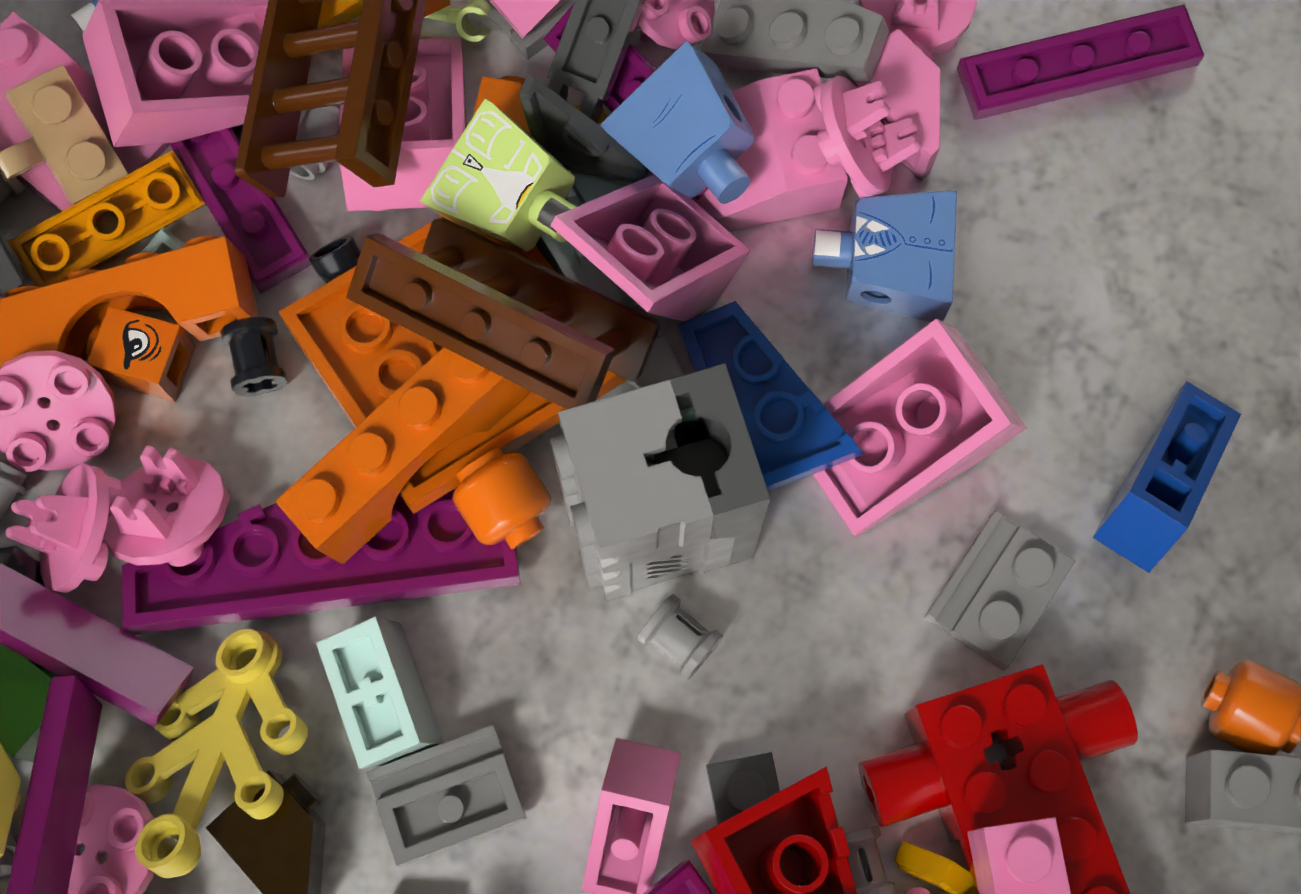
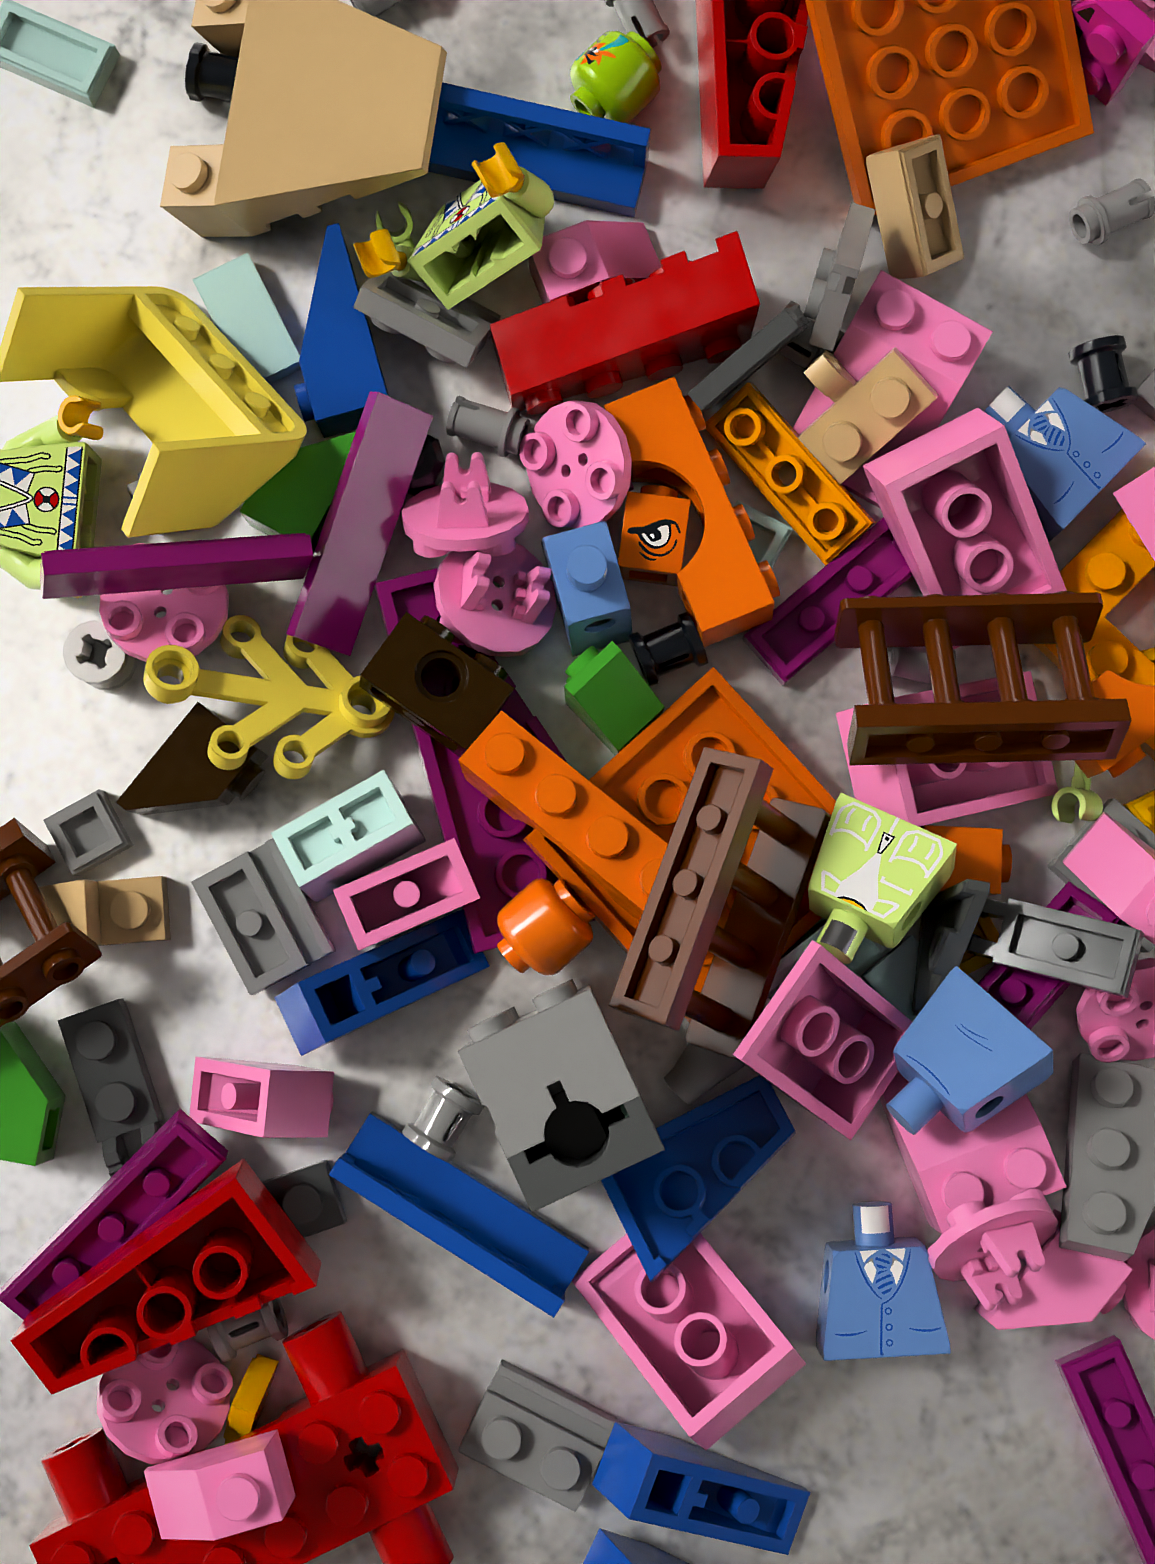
camera: 85 degrees right, 10 degrees up
(174, 413) = (588, 586): none -> medium blue torso
(234, 607) = (396, 681): none -> dark brown brick
(287, 410) = (610, 696): none -> bright green slope
(335, 258) = (784, 711): black hinge -> none
(447, 637) = (406, 894): none -> bright pink slope
(534, 685) = (379, 982): none -> blue slope
(772, 633) = (461, 1214): none -> blue fence
(1063, 443) = (697, 1490): none -> blue slope

